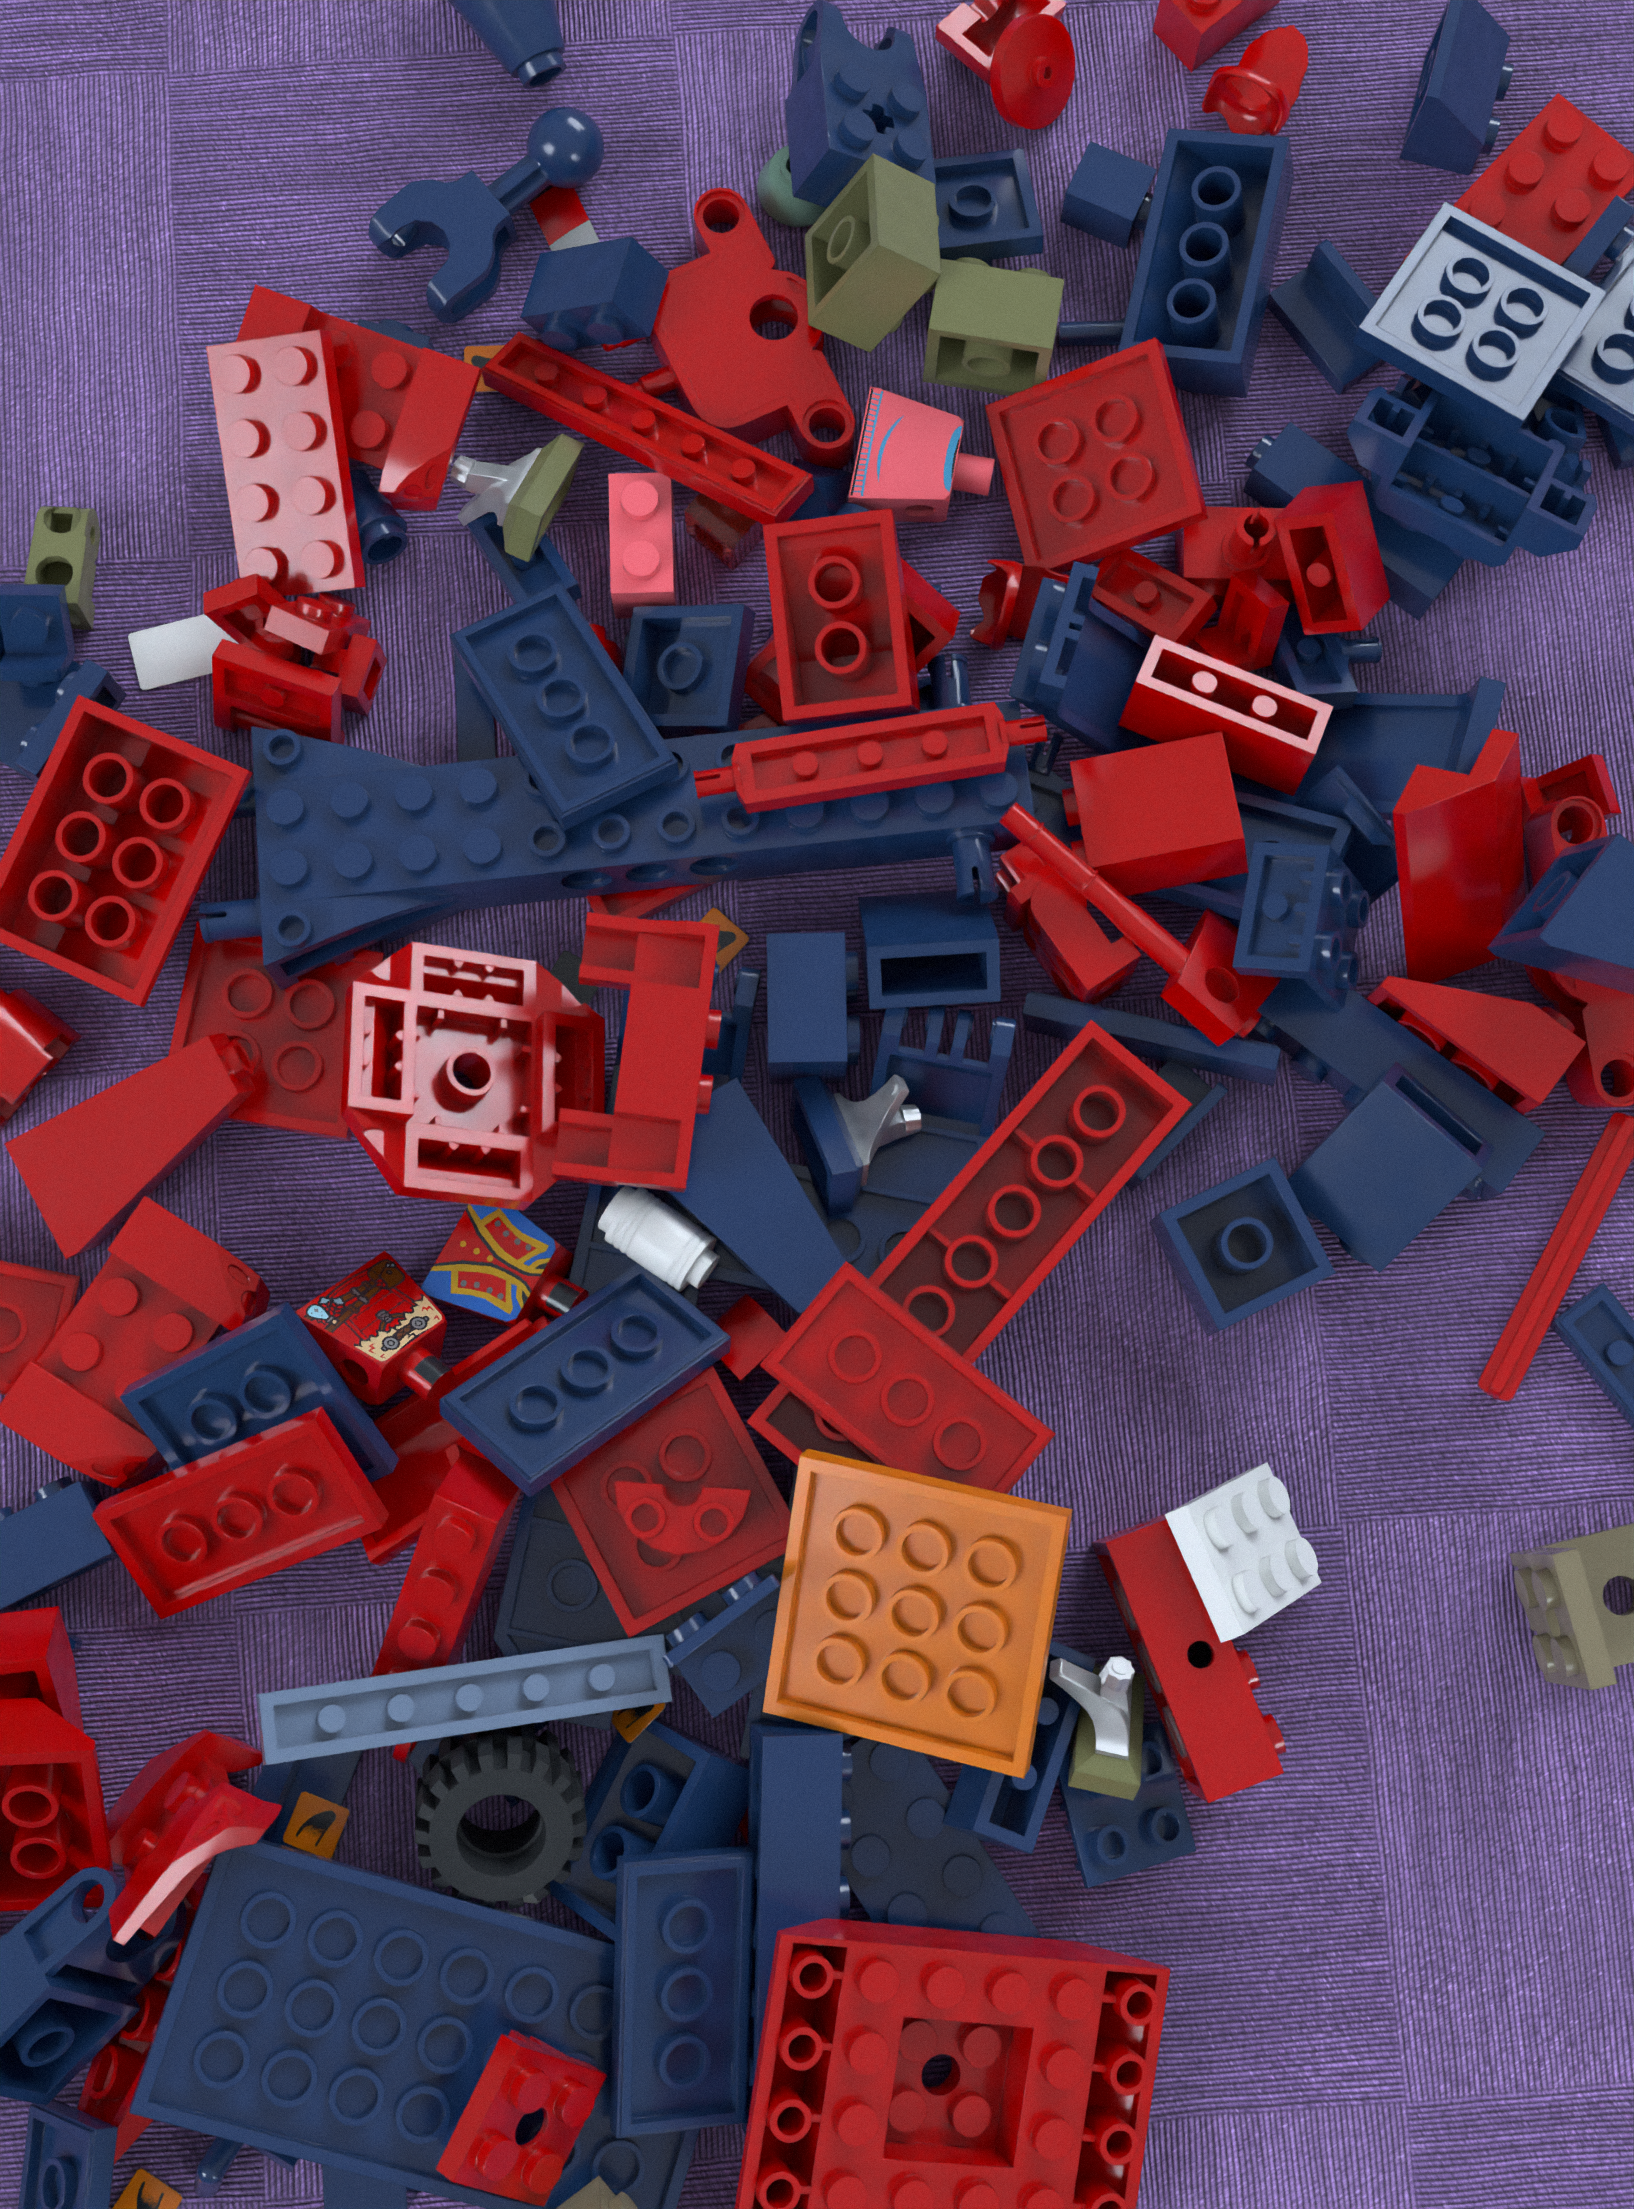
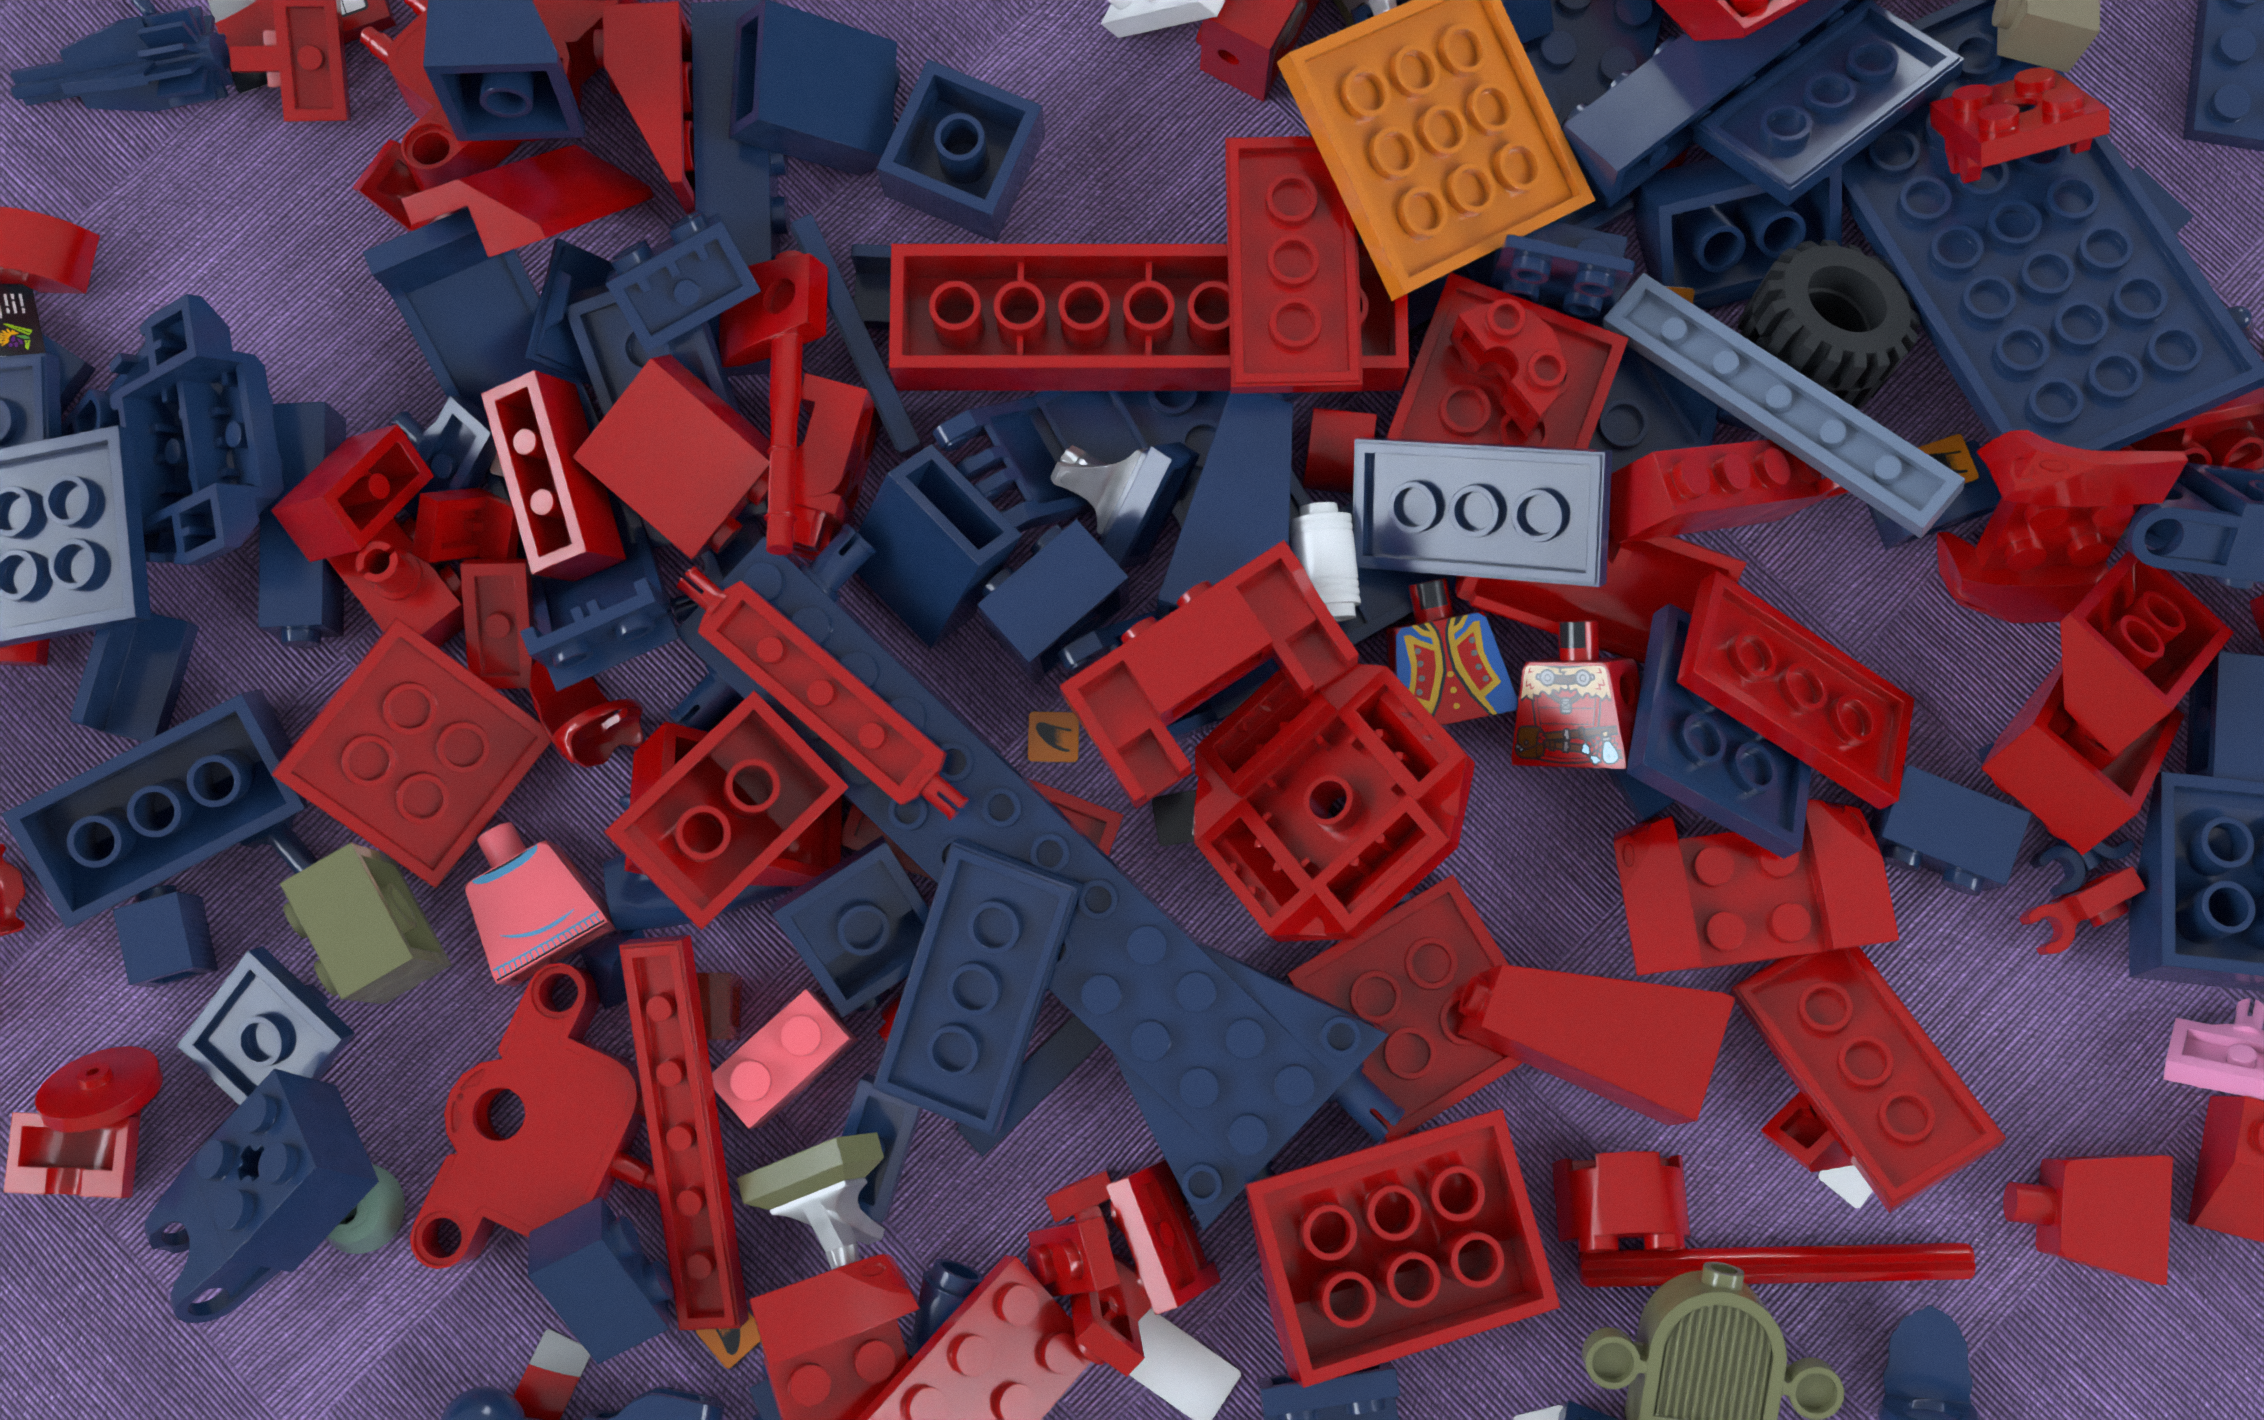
camera: 125 degrees left, 0 degrees up
(872, 254) = (378, 1069): olive brick -> none

